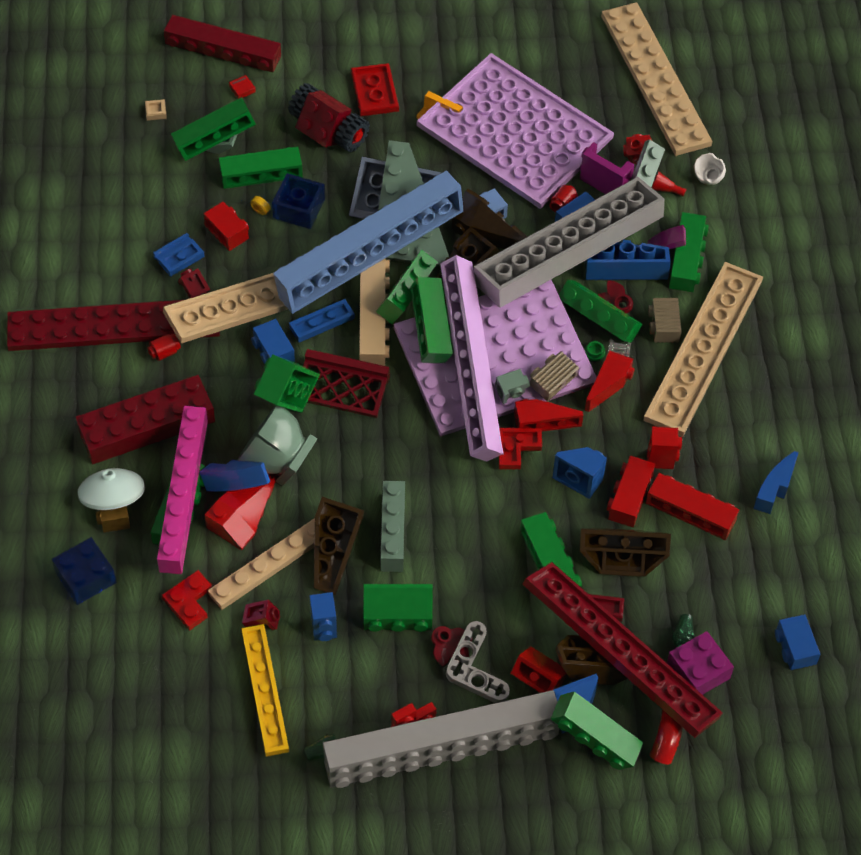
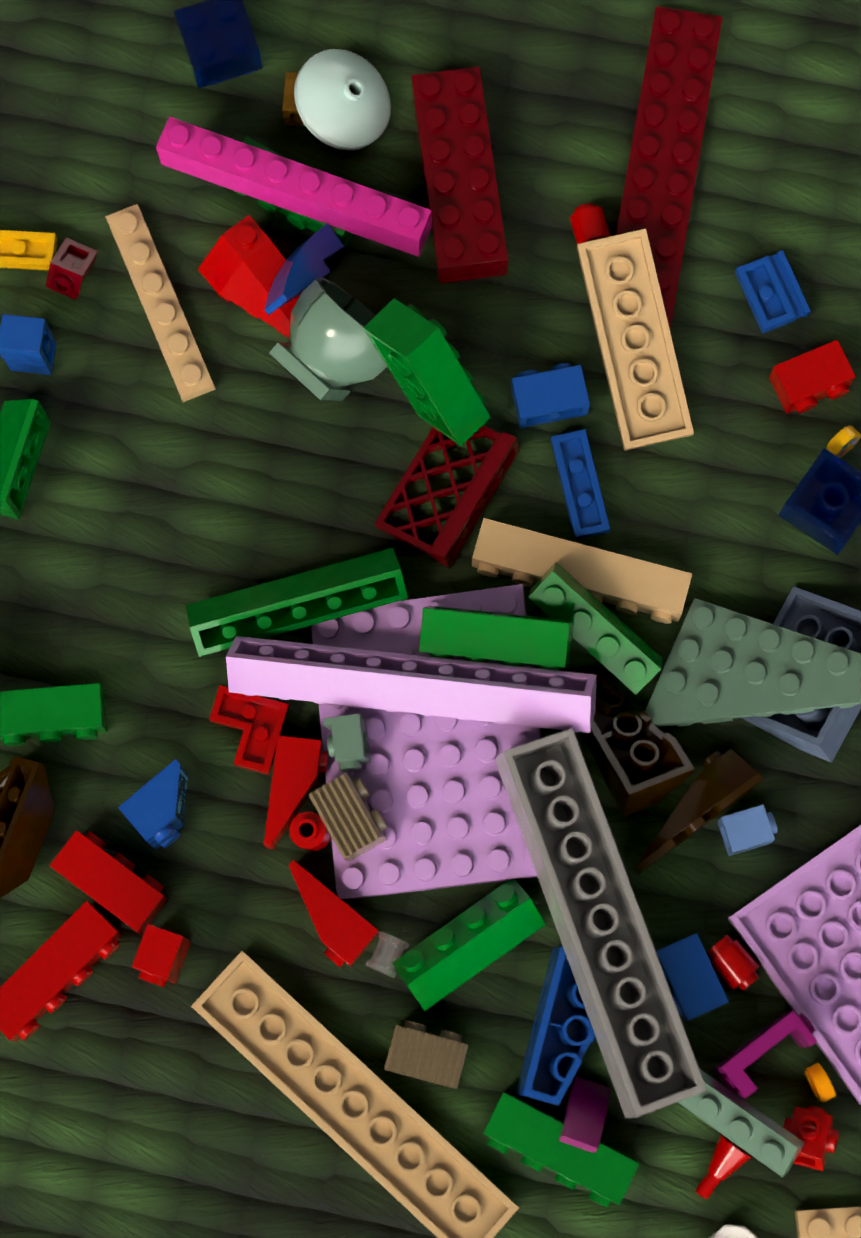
camera: 110 degrees right, 20 degrees up
(183, 599) = (138, 169): red plate -> none
(193, 283) = (706, 300): dark red bracket -> none
(334, 538) = (164, 398): dark brown wedge -> none
(368, 242) = (688, 580): medium blue brick -> none
(392, 526) = (158, 490): sand green brick -> none
(438, 437) = (297, 601): none -> green brick
(567, 395) = (320, 837): none -> red brick
(595, 351) = (399, 914): green plate -> none
(610, 151) = (819, 1082): none -> light orange tile
(616, 295) = (500, 981): dark red plate -> none
(776, 484) = (51, 1129): blue slope -> none

